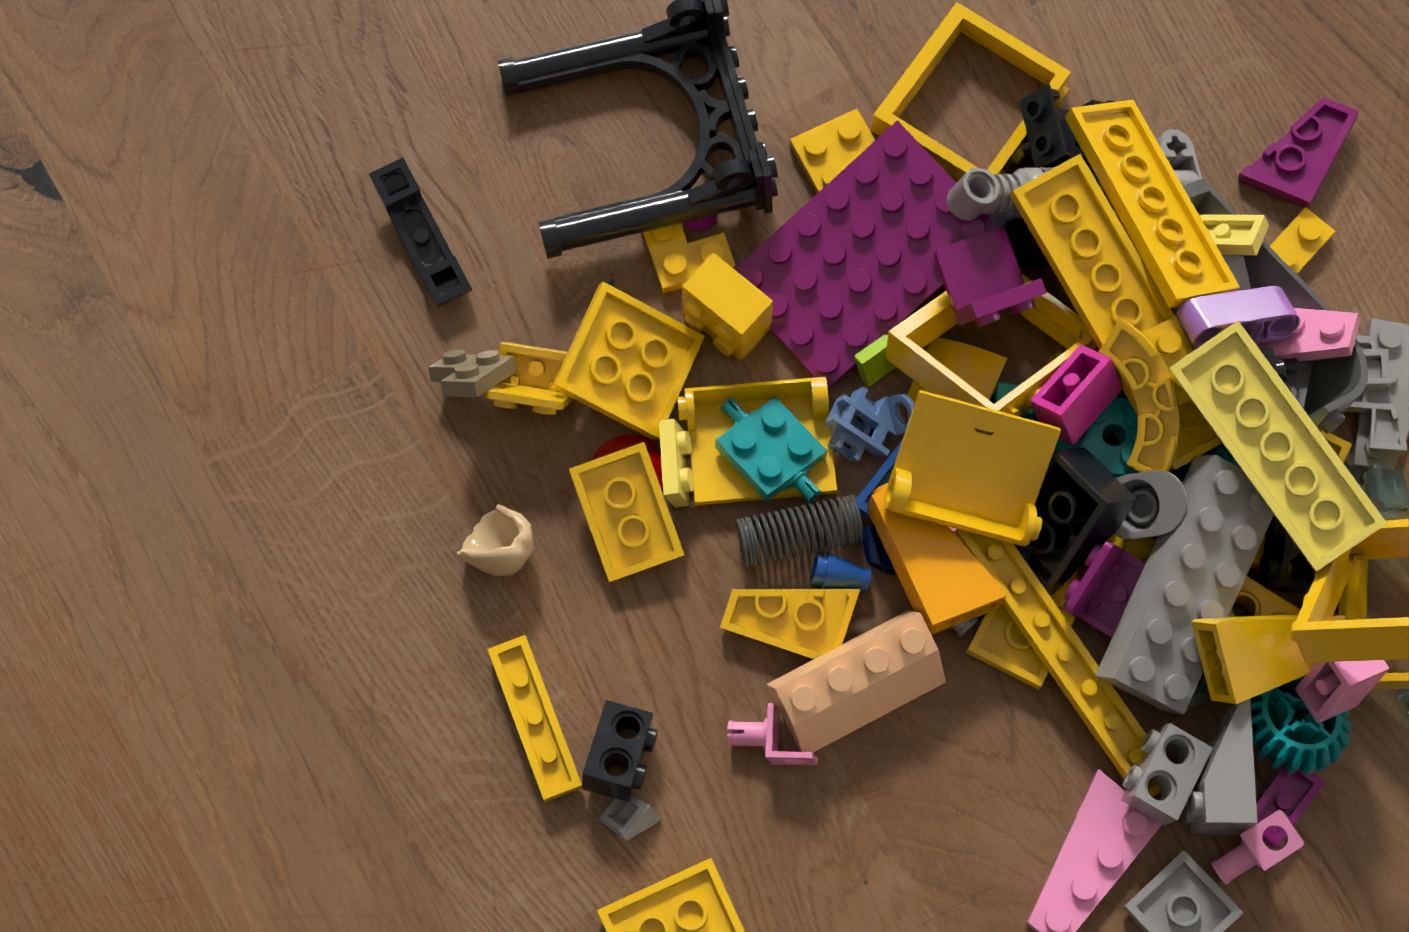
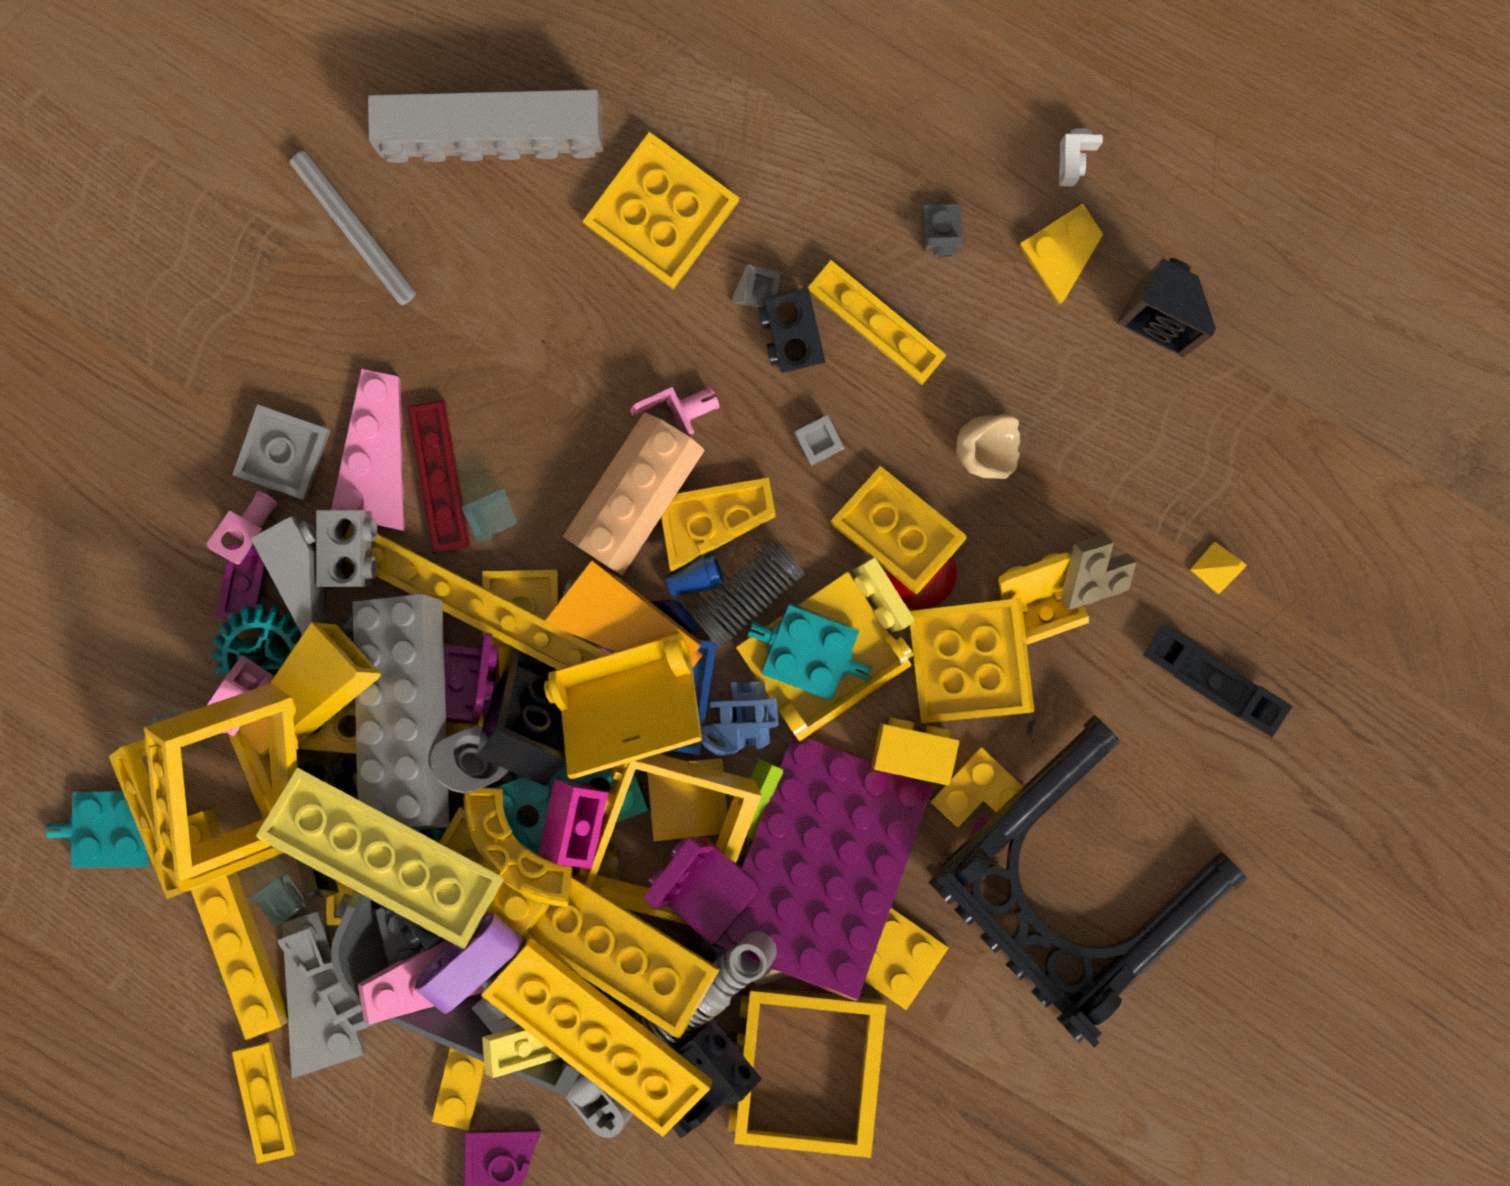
camera: 155 degrees right, 15 degrees up
(257, 564) = (1170, 308): none -> black slope
(258, 770) = (1072, 162): none -> white bracket
(319, 691) = (1062, 250): none -> yellow wing
(358, 331) = (1217, 567): none -> yellow slope
(420, 772) = (942, 229): none -> dark grey bracket
(652, 637) = (819, 440): none -> light grey plate
(1006, 734) = (490, 515): none -> clear light blue panel
(1036, 804) = (439, 476): none -> dark red tile

